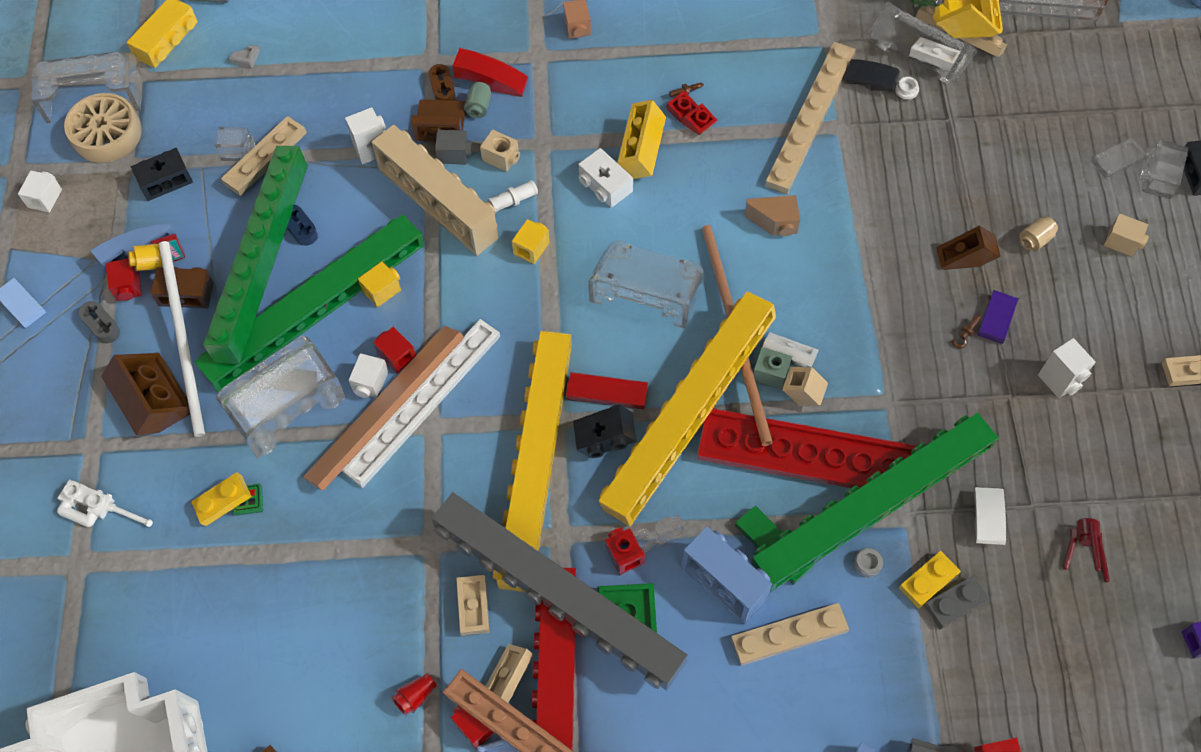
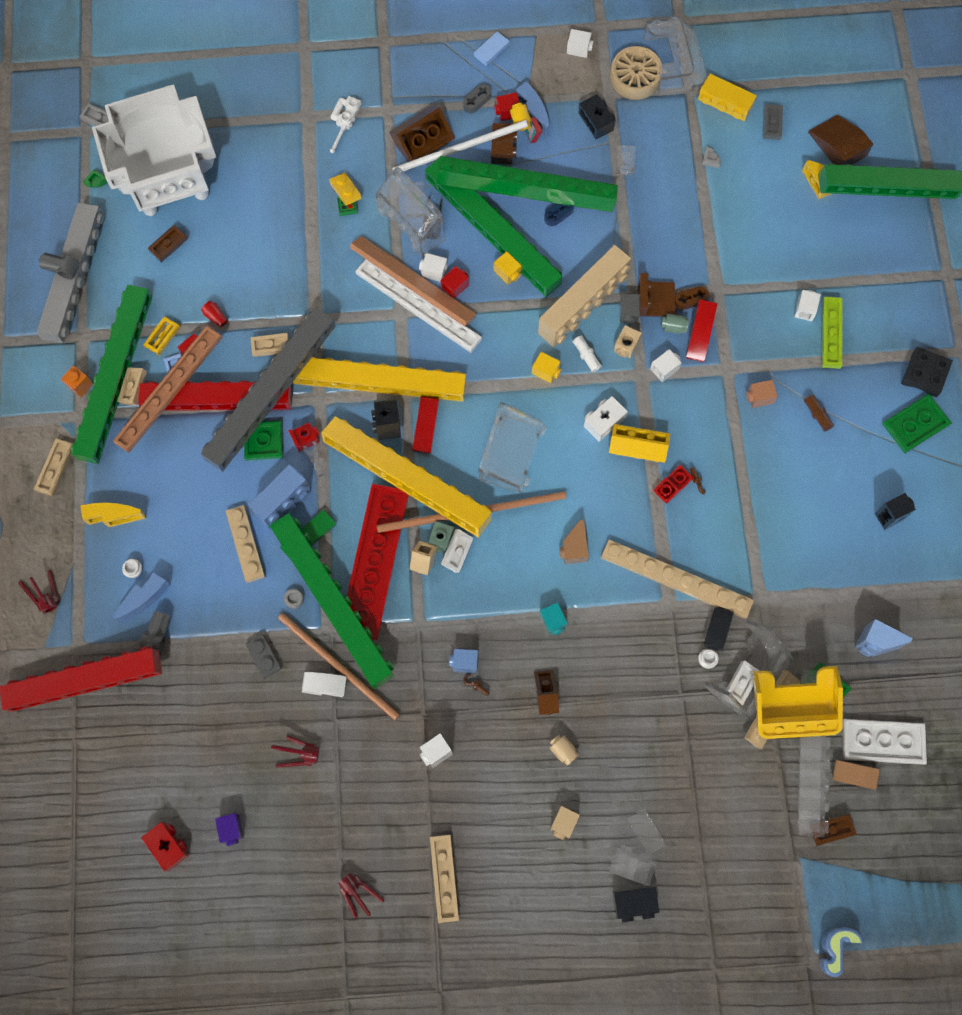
camera: 90 degrees right, 10 degrees up
(257, 160) = (626, 186): tan plate -> none
(363, 129) = (632, 244): white brick -> none
(509, 671) = (223, 367): tan plate -> none
(535, 111) = (666, 365): none -> white brick
(874, 241) = (553, 619): none -> teal brick
(929, 579) = (280, 639): yellow plate -> none
(939, 341) = (464, 661): none -> medium blue brick
(955, 505) = (339, 666): none -> nougat piece
(998, 316) = (490, 711): dark purple tile -> none

